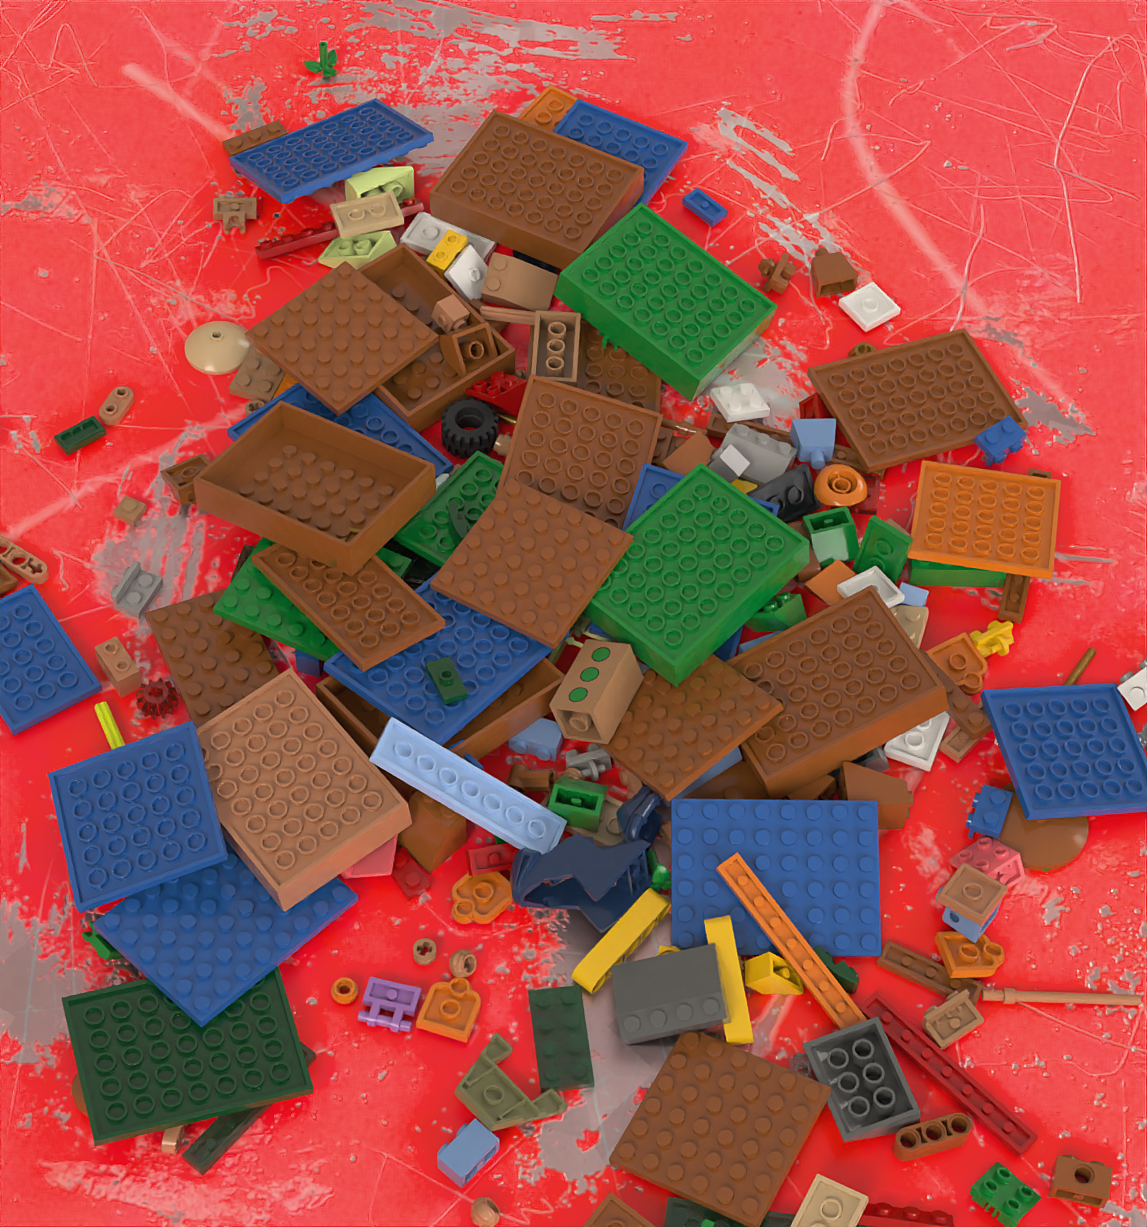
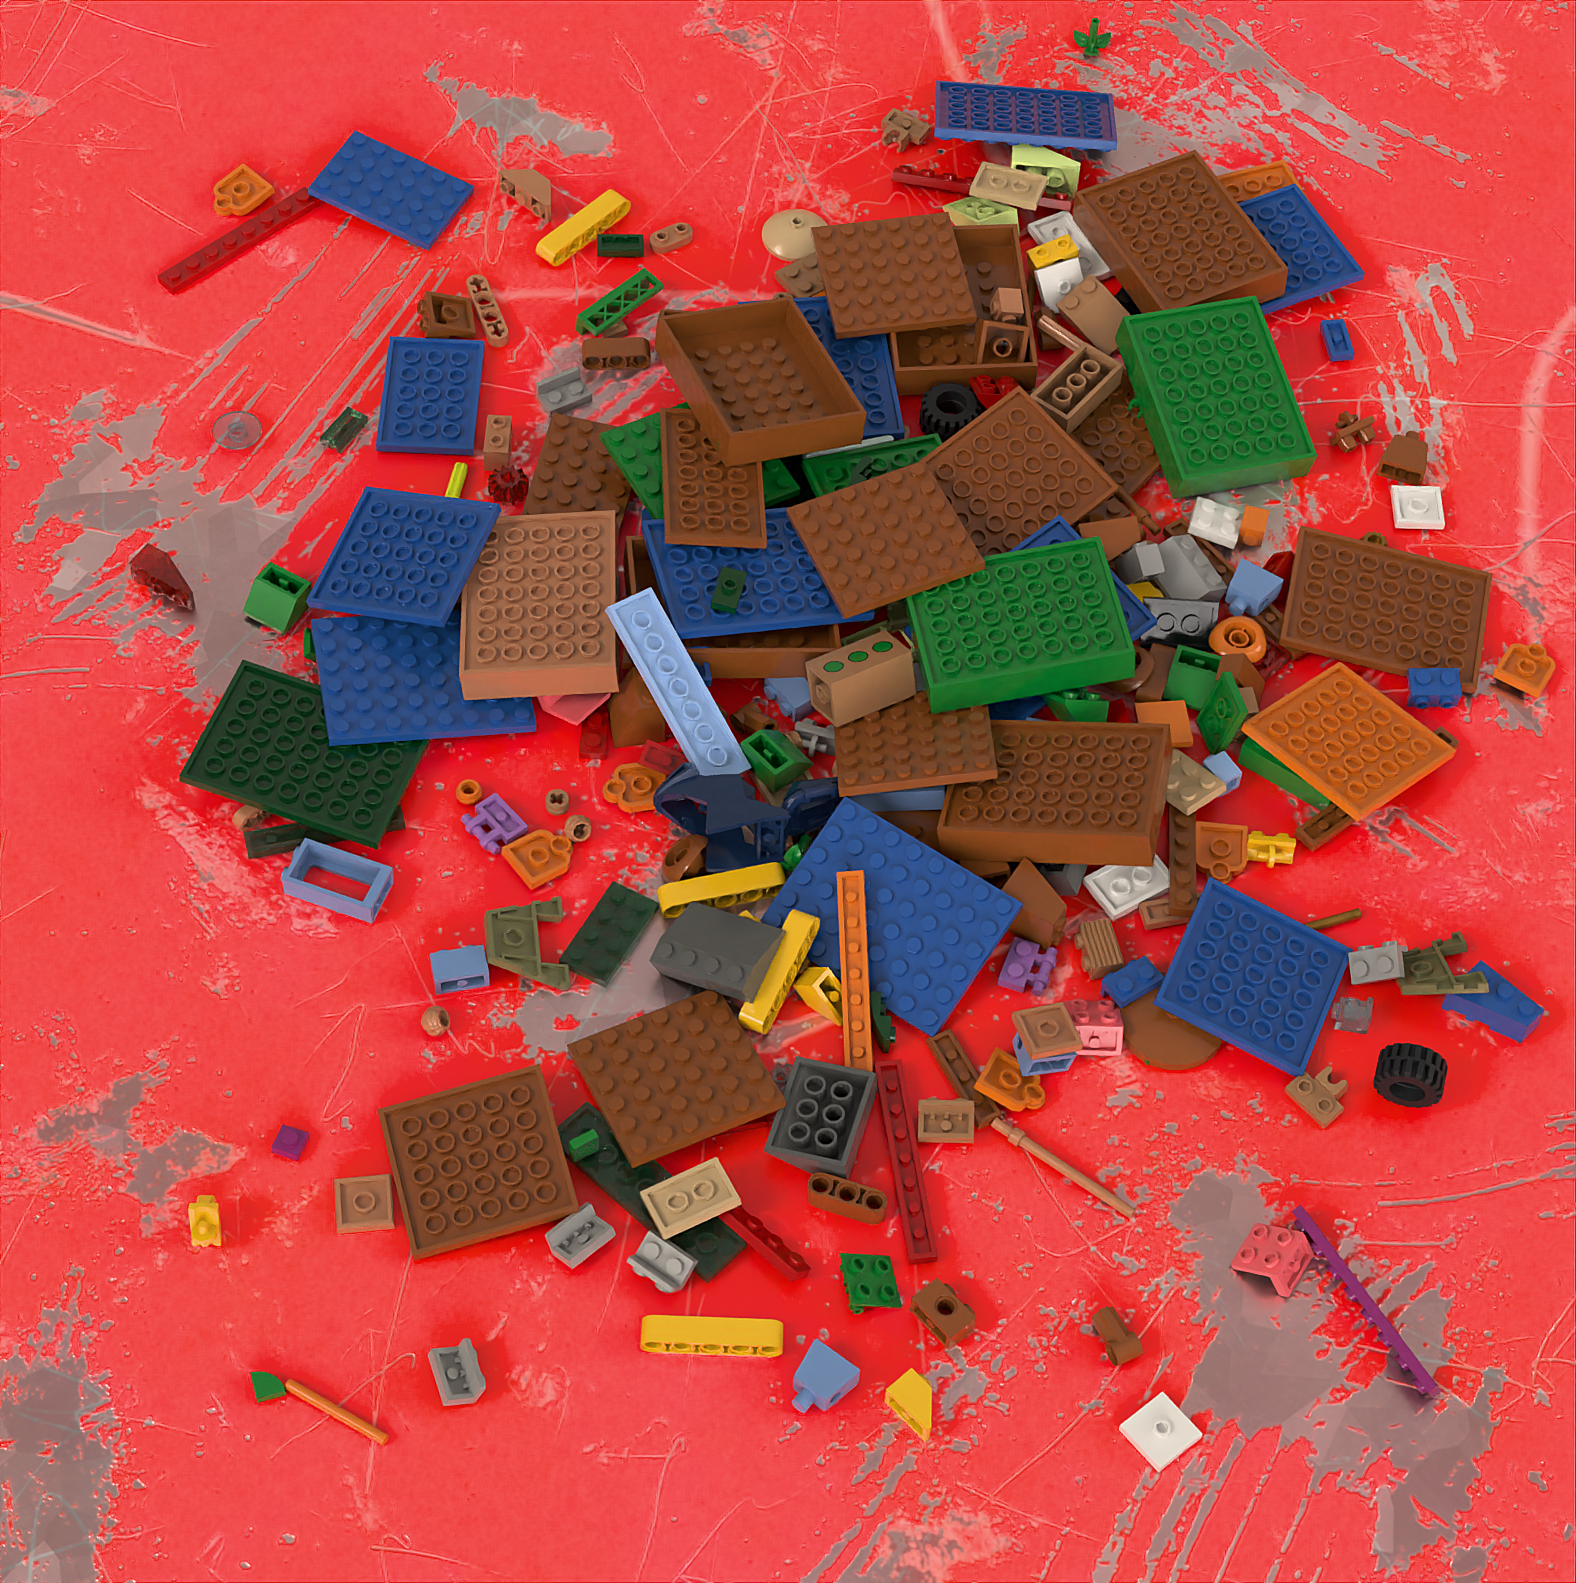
camera: 35 degrees right, 0 degrees up
(35, 437) = (583, 227): none -> yellow beam
(39, 922) = (277, 598): none -> green slope
(118, 483) = (617, 299): none -> green fence
(154, 531) = (616, 353): none -> dark orange beam
(253, 138) = (974, 74): dark orange plate -> none
(294, 1125) = (344, 864): none -> medium blue piece
(571, 933) = (684, 858): none -> dark orange hat
(770, 388) = (1253, 526): none -> orange brick
(862, 510) = (1242, 672): none -> dark orange brick
(874, 576) = (1190, 742): white plate -> none
(893, 854) = (1019, 963): none -> medium lavender plate
(941, 800) = (1098, 948): none -> medium nougat brick
(1046, 388) = (1525, 668): none -> orange plate

